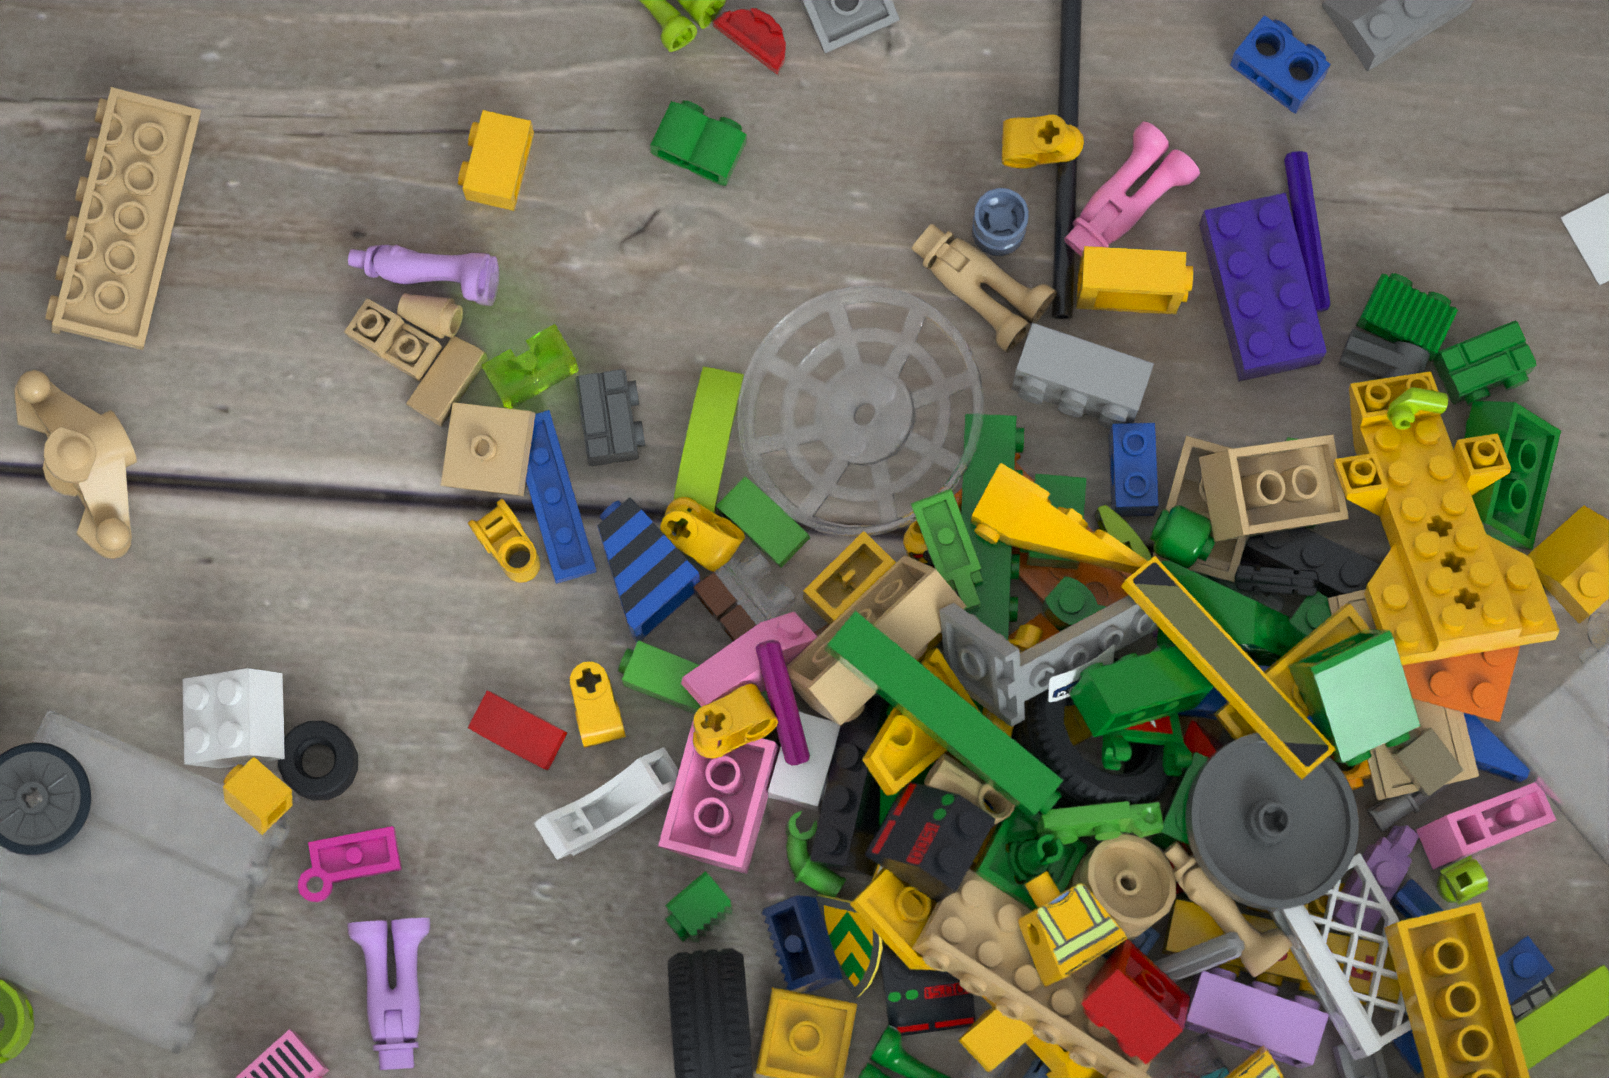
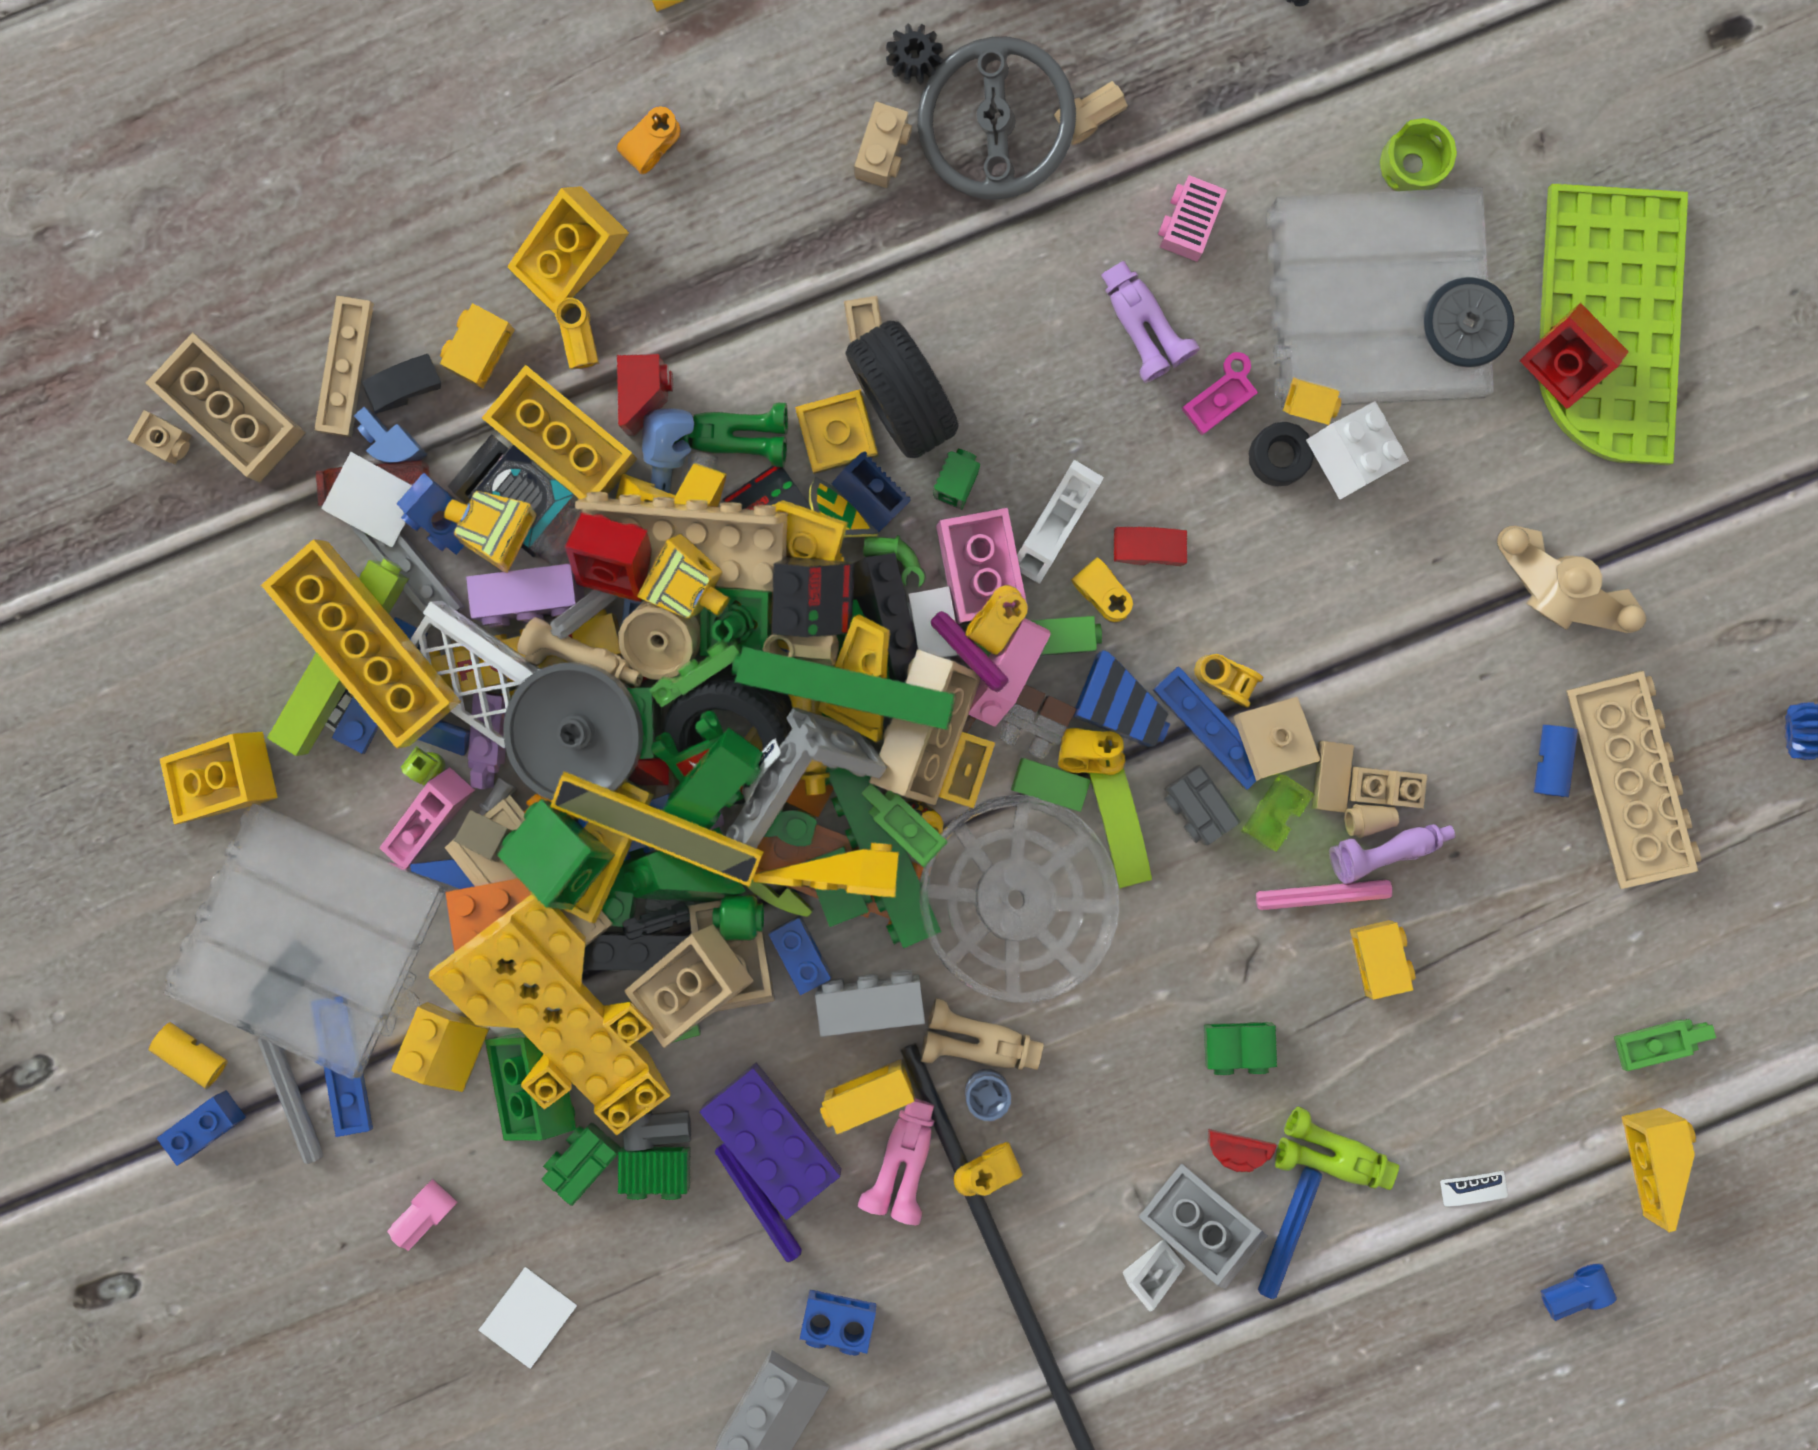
camera: 150 degrees right, 10 degrees up
(189, 285) = (1558, 754): none -> blue pin
(524, 259) = (1323, 894): none -> bright pink axle
(1403, 408) = (620, 1094): lime arm -> none

